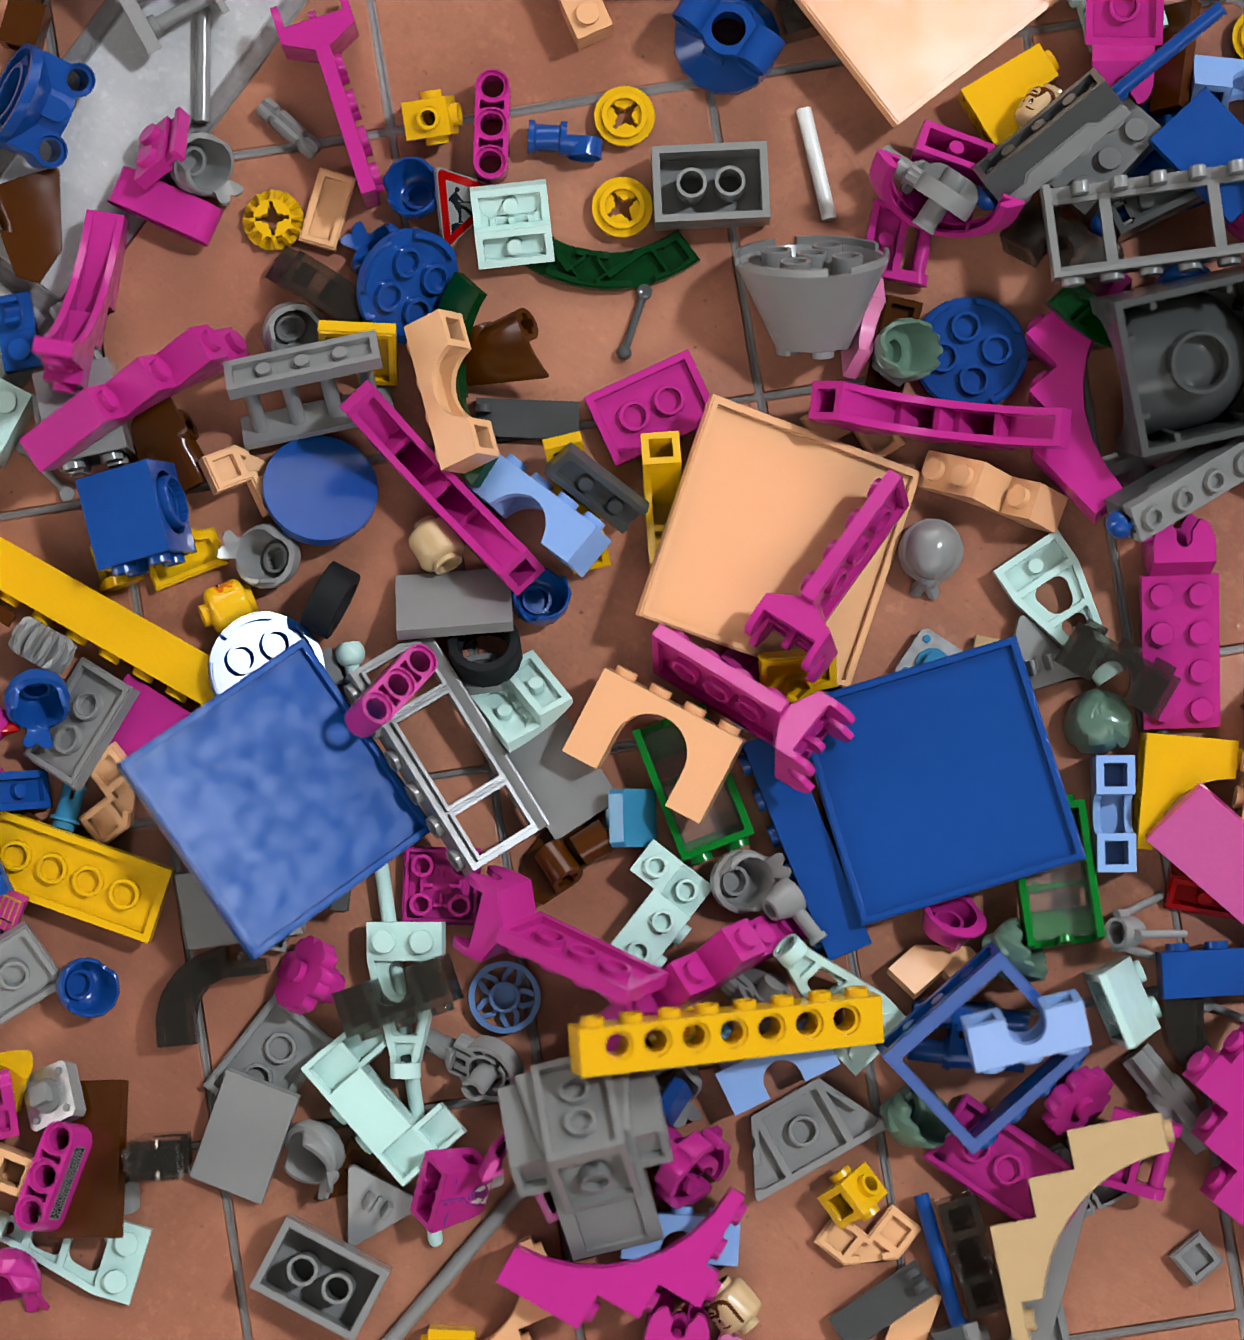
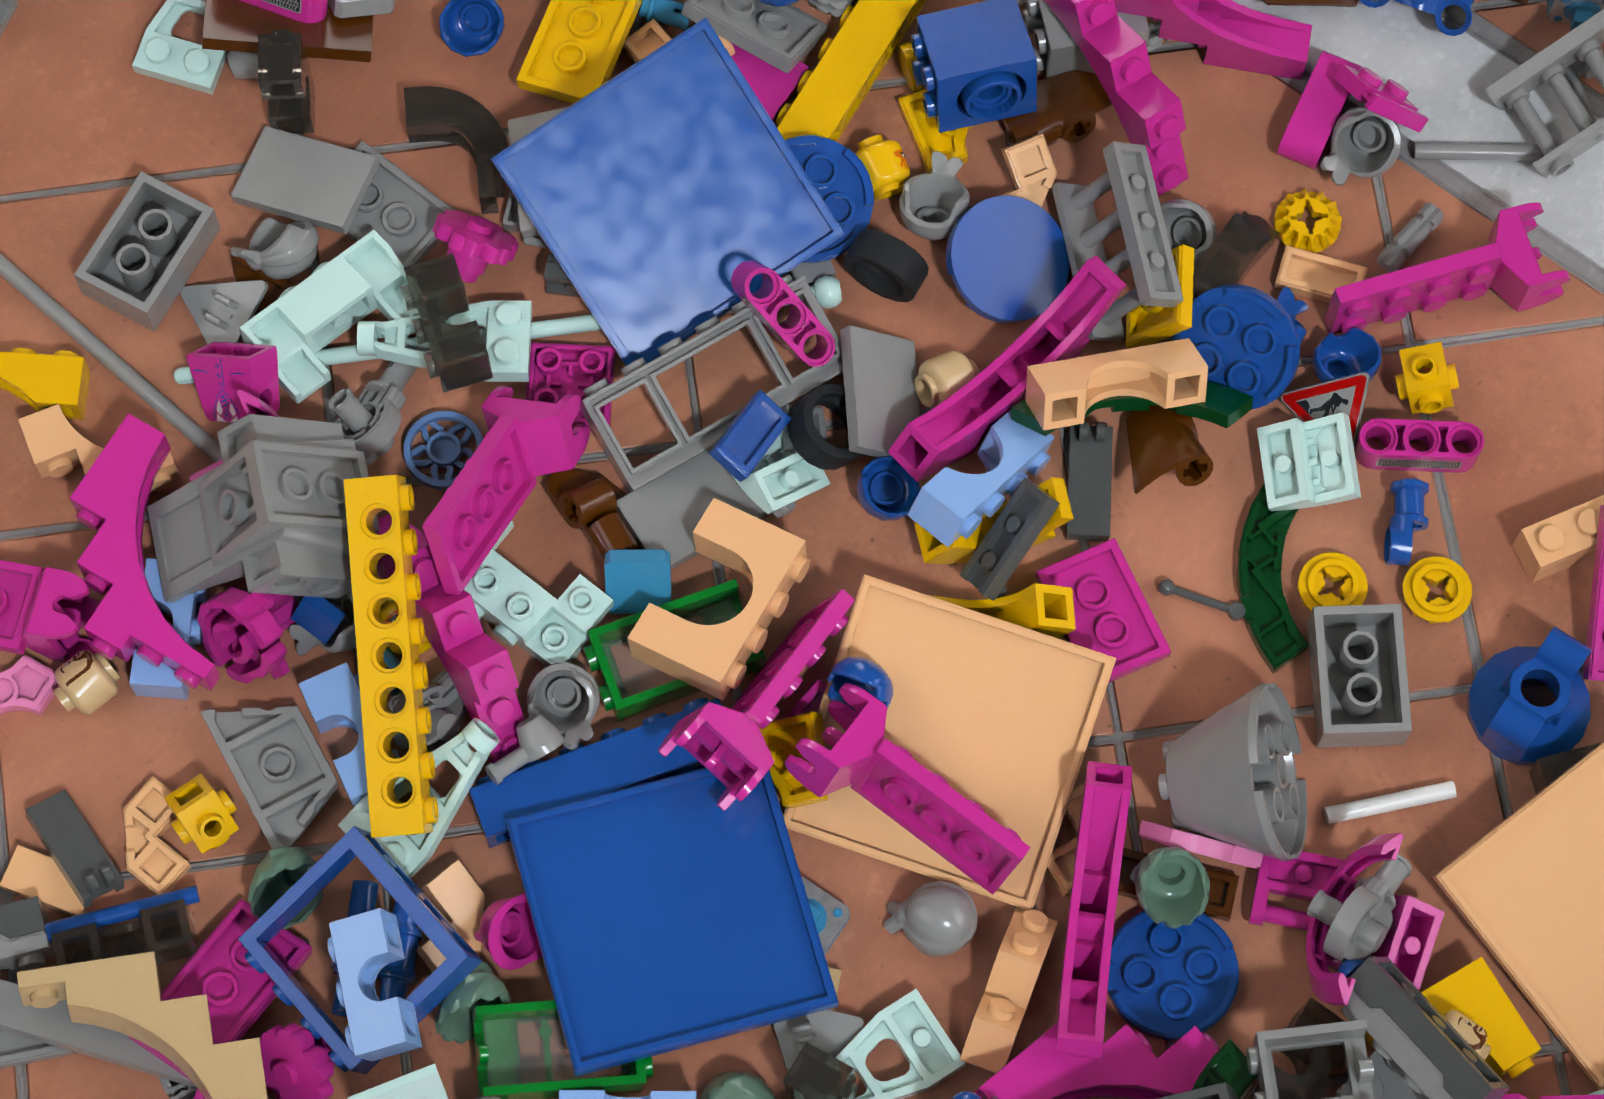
camera: 90 degrees right, 15 degrees down
(502, 719) = (750, 435): none -> blue tile
(734, 614) = (863, 674): none -> blue hair

